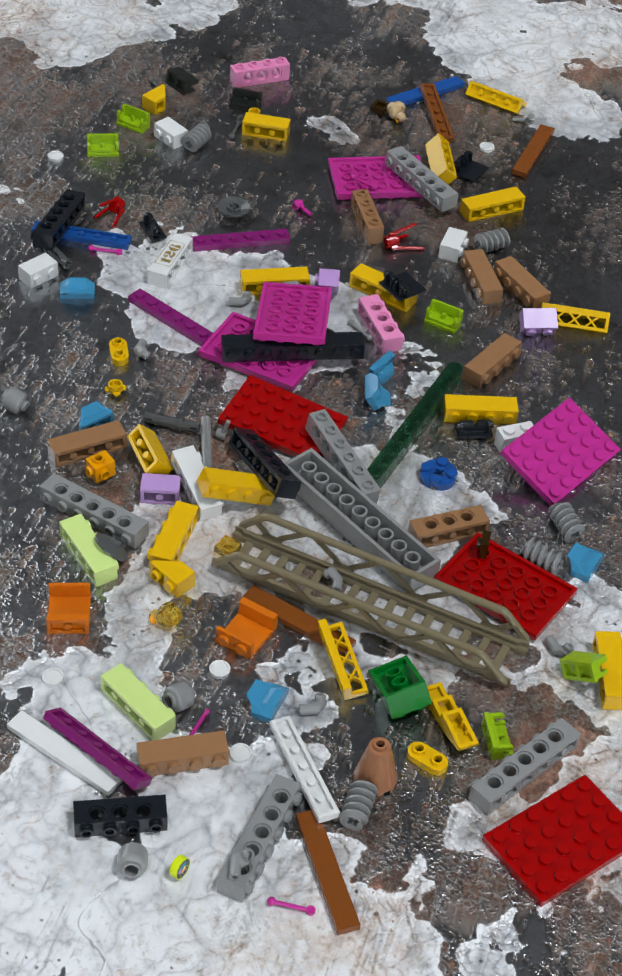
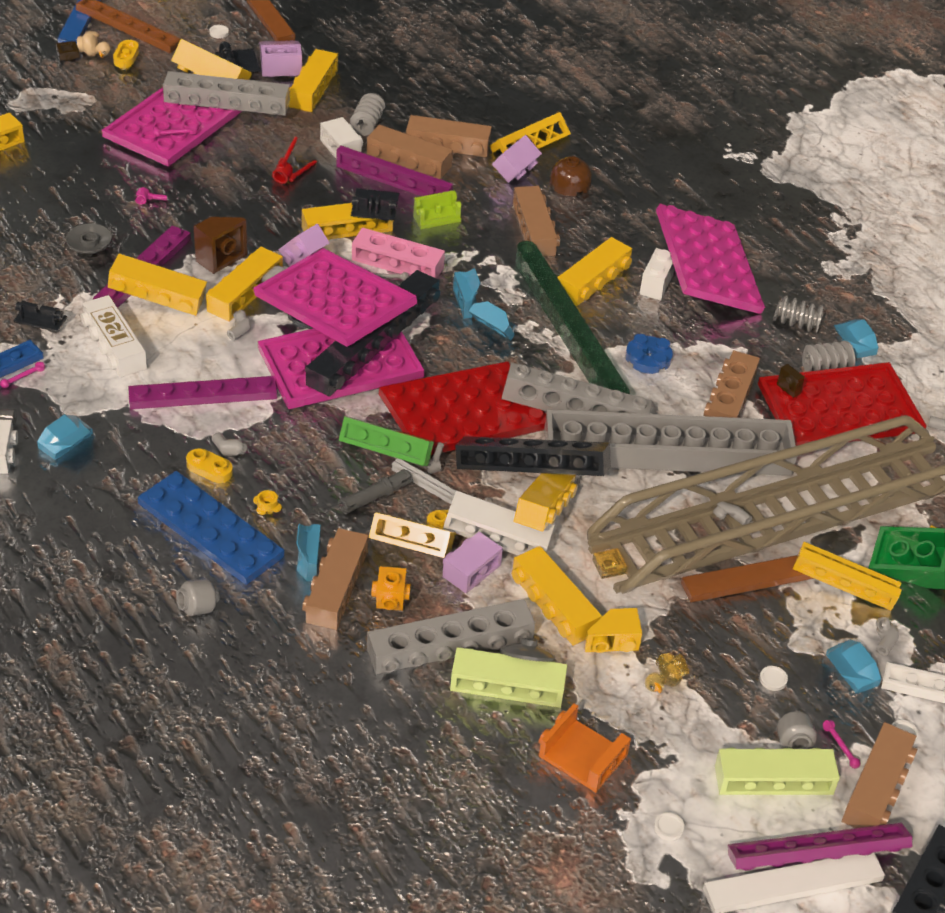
camera: 50 degrees left, 0 degrees up
(74, 377) = (211, 527): none -> blue plate
(211, 402) = (386, 441): none -> bright green plate
(224, 248) = (157, 284): none -> yellow brick
(248, 629) = (739, 621): orange panel -> none
(290, 249) = (220, 242): none -> reddish brown slope
(367, 216) = (229, 163): medium nougat brick -> none
(409, 127) = (126, 54): none -> yellow plate
(450, 280) = (389, 173): none -> magenta plate
(468, 429) = (615, 293): black hinge -> none
(492, 178) = (280, 58): none -> lavender slope
(560, 353) = (571, 176): none -> reddish brown cylinder

